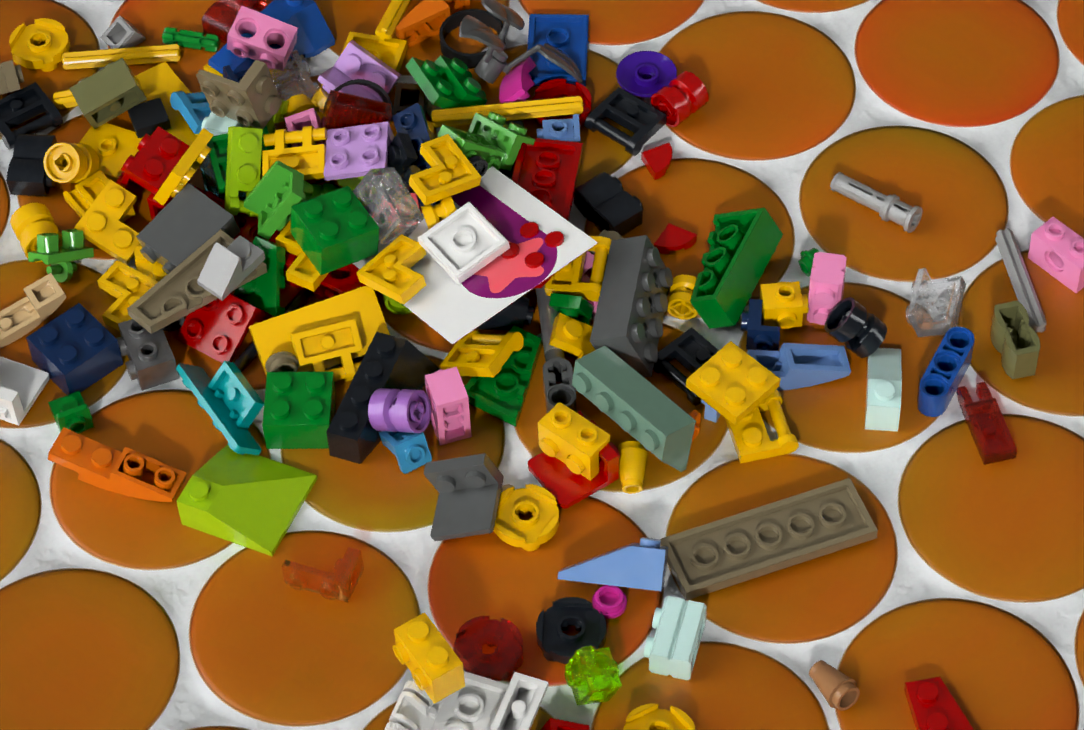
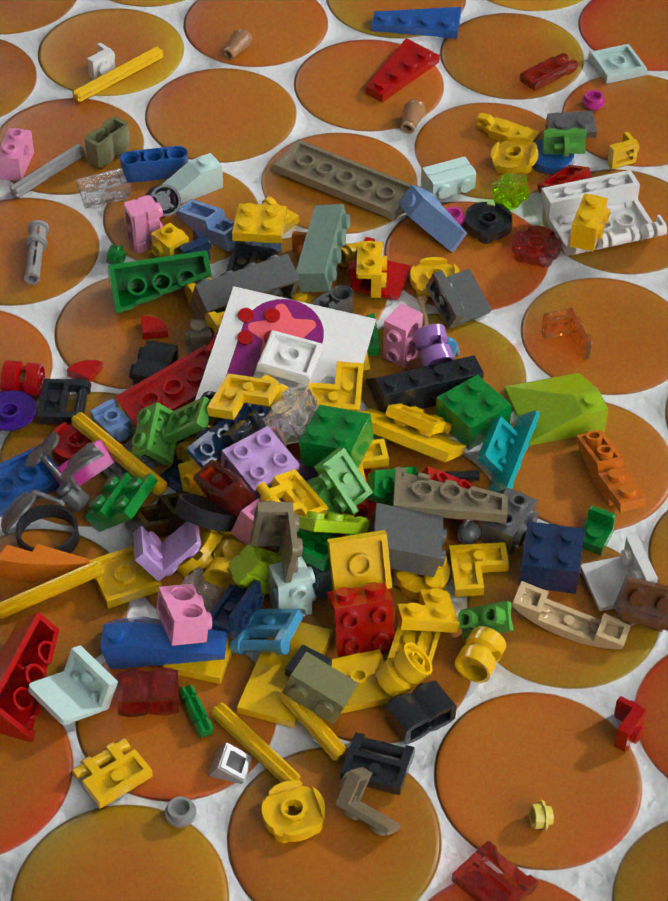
camera: 130 degrees left, 5 degrees down
(229, 266) = (423, 475): light grey slope -> none
(282, 362) = (455, 431): dark tan plate -> none
(986, 425) = (180, 133): clear red hinge -> none

